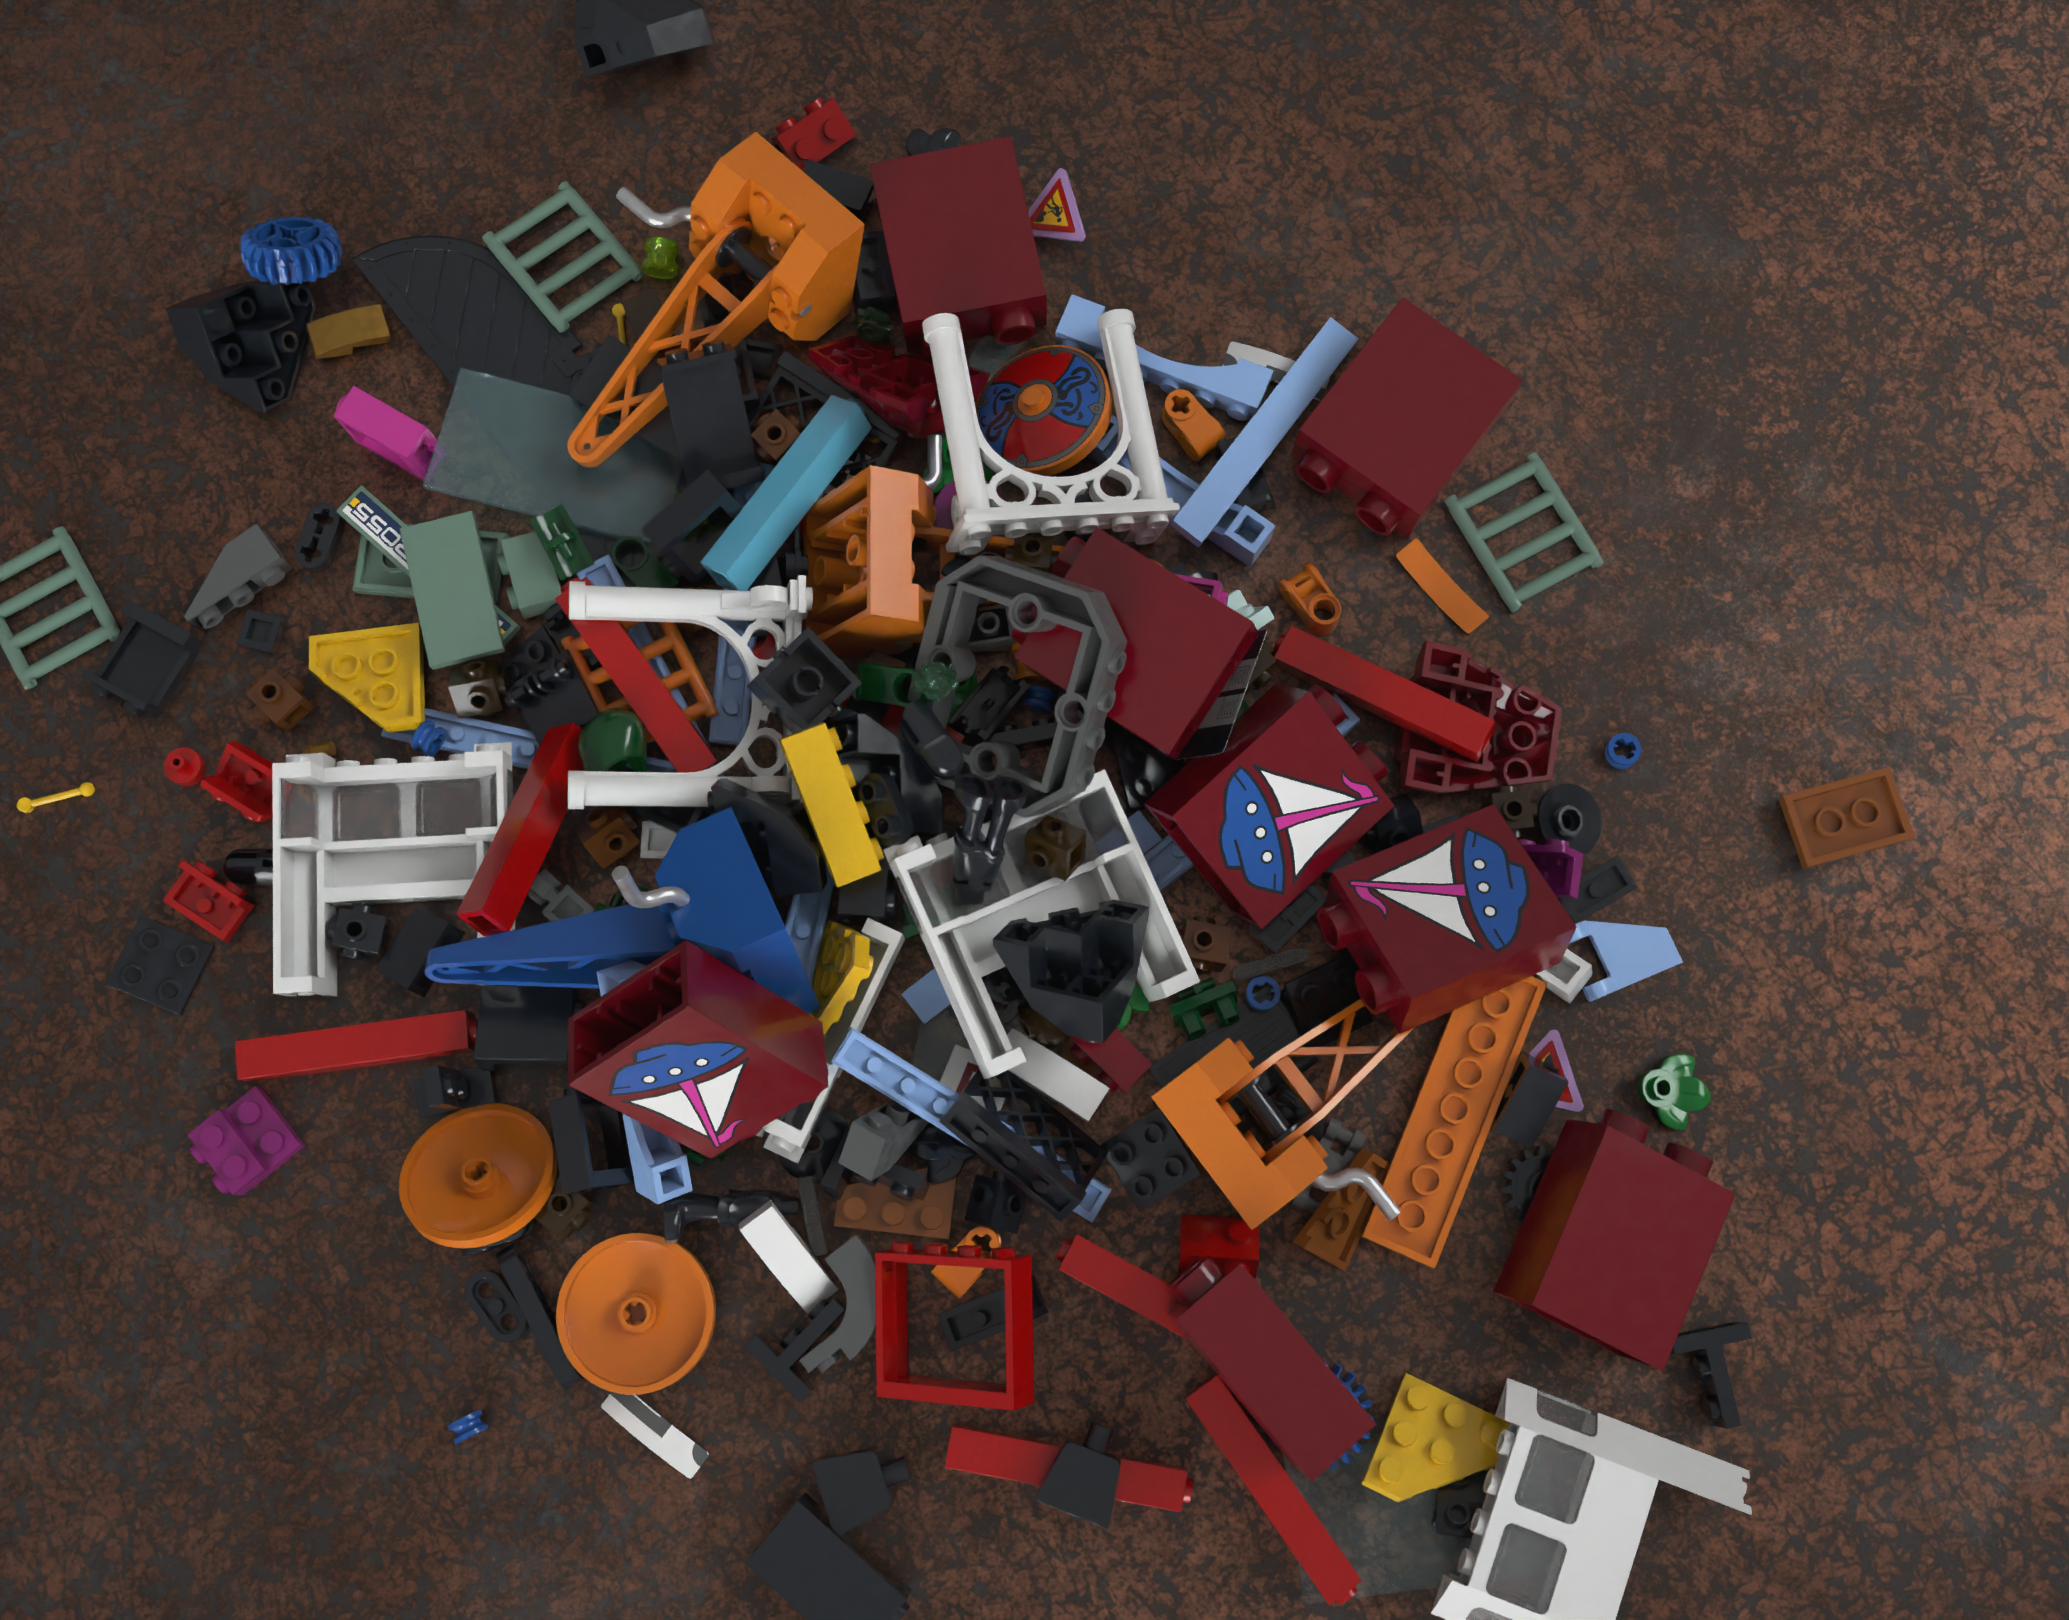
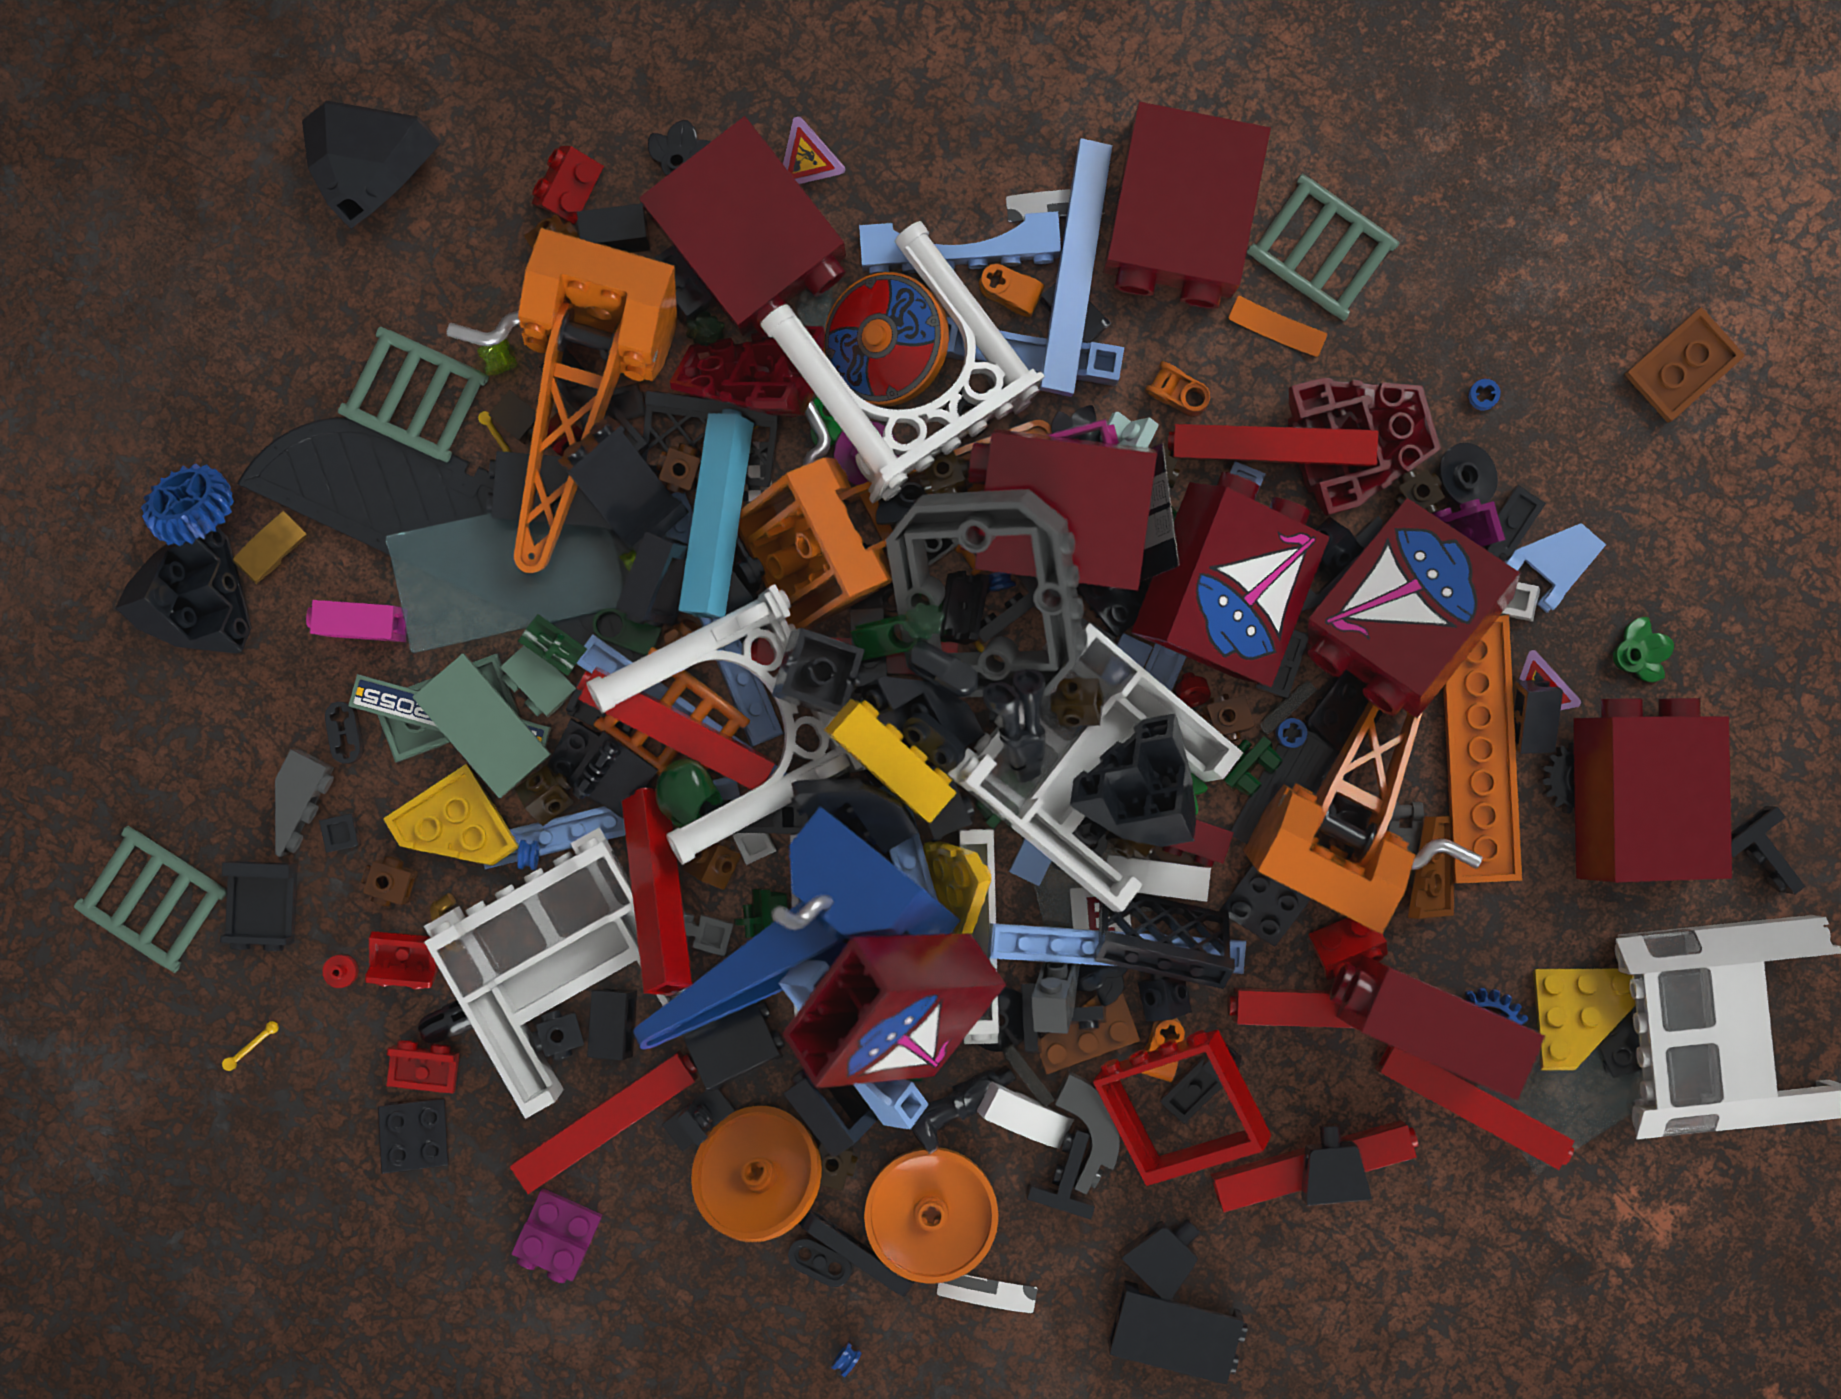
camera: 30 degrees left, 10 degrees up
(1182, 902) = (1193, 690): none -> red tile

